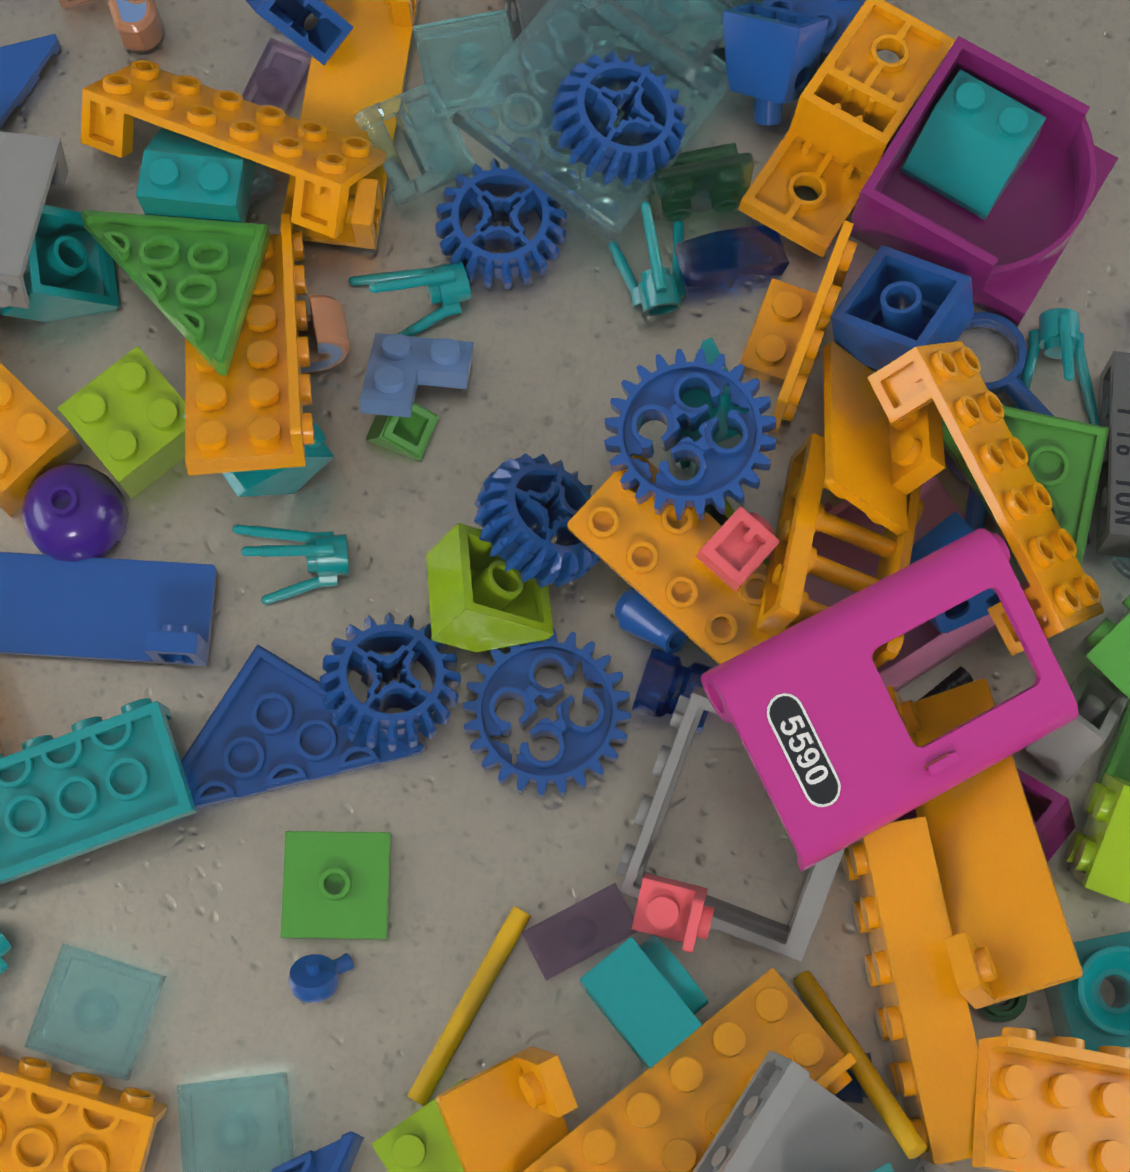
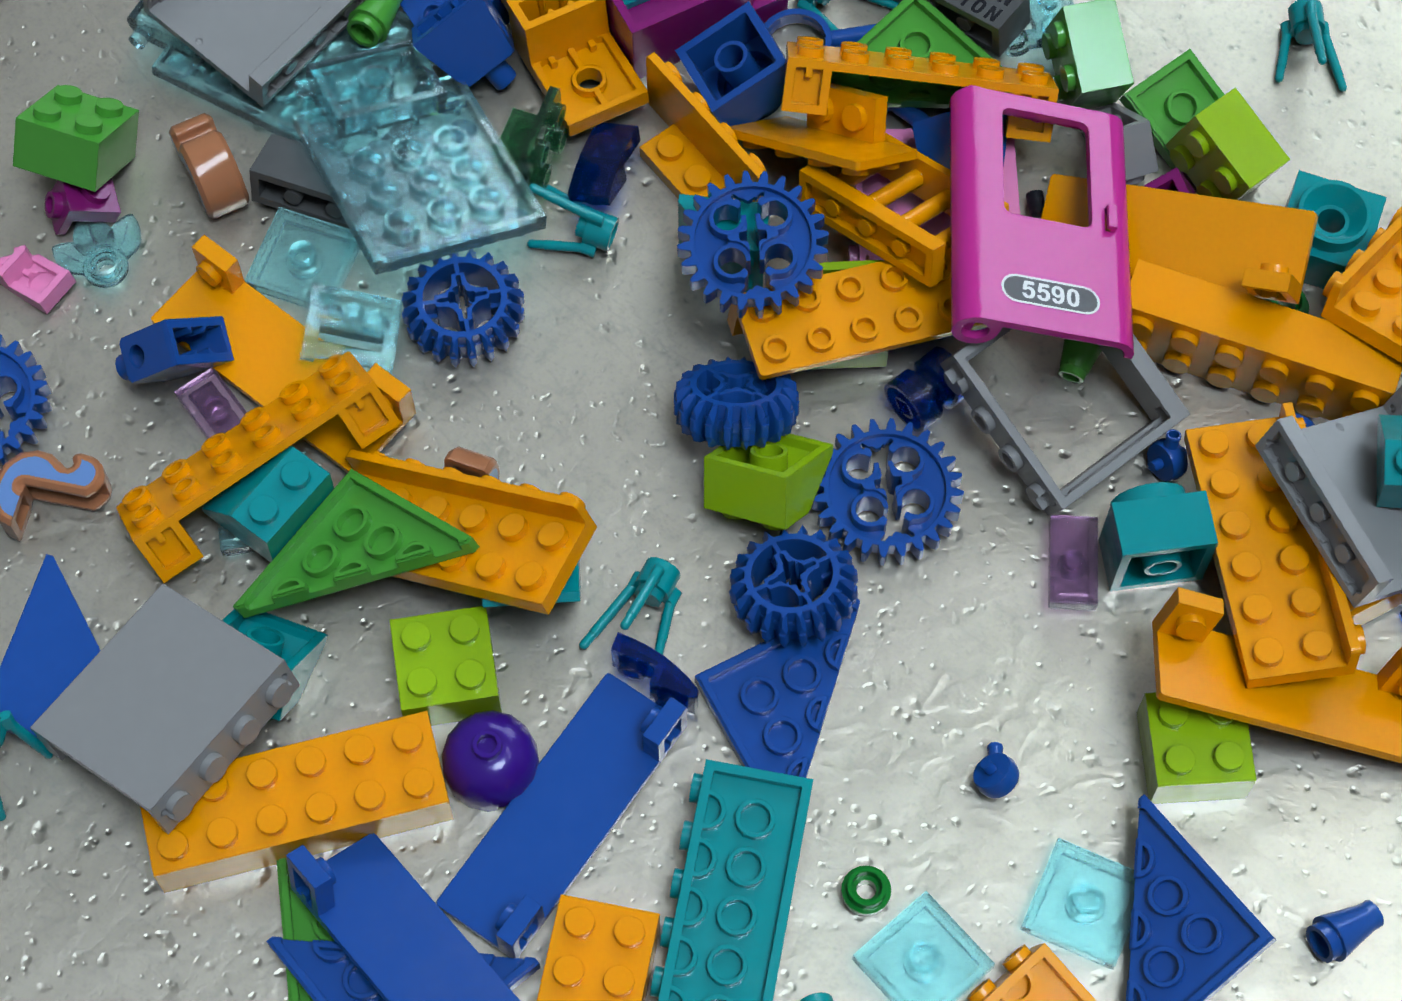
camera: 60 degrees left, 10 degrees down
(119, 917) = (866, 876): none -> green plate
(233, 621) = (666, 679): none -> clear blue slope
(336, 885) = (929, 723): bright green plate -> none
(403, 363) = (537, 439): medium blue plate -> none
(404, 434) = (579, 473): bright green slope -> none
(443, 285) = (482, 379): teal plant -> none
(468, 1006) = (1083, 677): yellow bar -> none
(590, 105) = (457, 159): blue gear -> none
(647, 623) = (860, 376): blue cone -> none
(673, 910) = (1104, 474): coral bracket -> none
(738, 547) = (860, 264): coral bracket -> none
(747, 964) = (1167, 457): none -> blue piece
(863, 1069) = (1312, 410): yellow bar -> none

